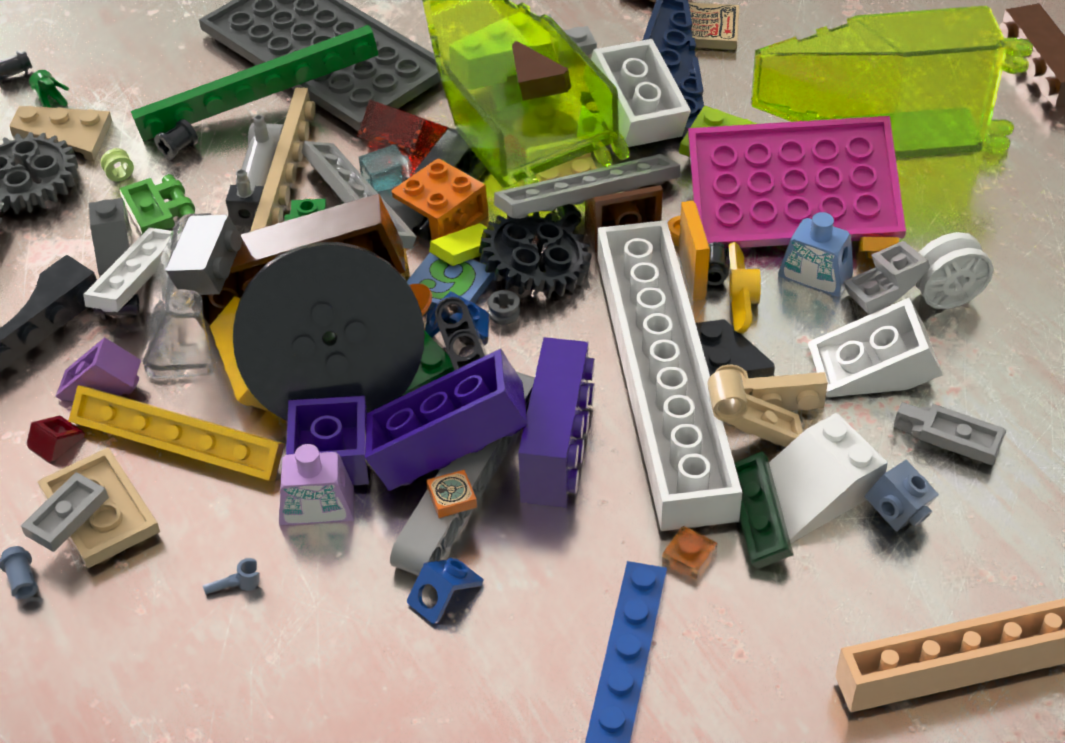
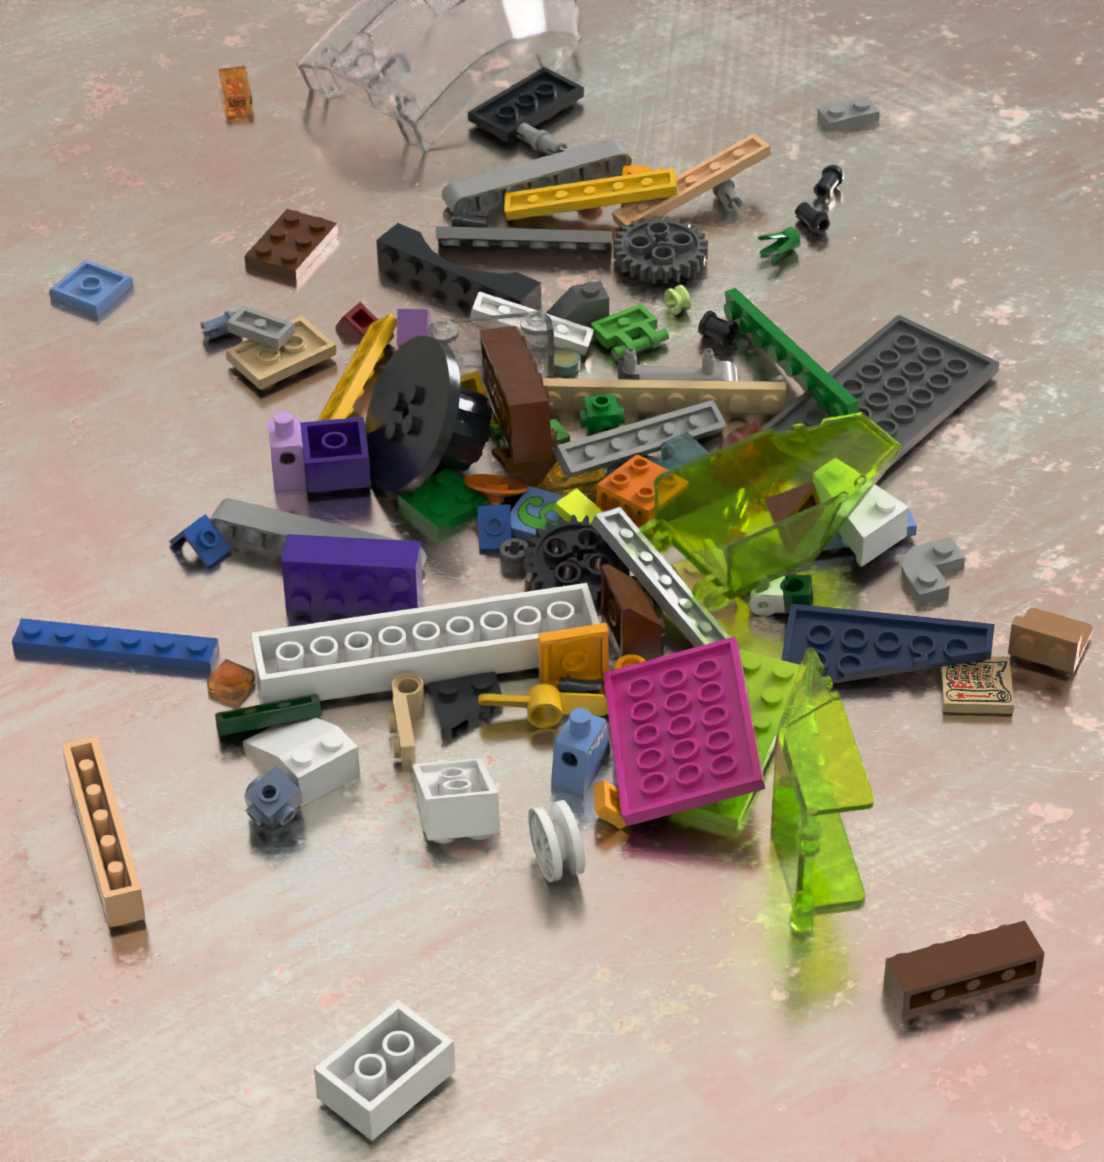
camera: 85 degrees right, 5 degrees down
(78, 127) = (730, 265): tan wing -> none
(204, 254) = (490, 327): dark grey brick -> none
(245, 578) = (214, 432): sand blue hand -> none
(445, 420) = (335, 499): dark purple brick -> none
(451, 493) = (270, 519): tile -> none
(460, 333) = (437, 515): black beam -> none
(648, 96) = (787, 598): white brick -> none
(750, 413) = (360, 694): tan plate -> none
(894, 274) = (540, 788): light grey slope -> none
(951, 431) = (359, 849): light grey hinge -> none

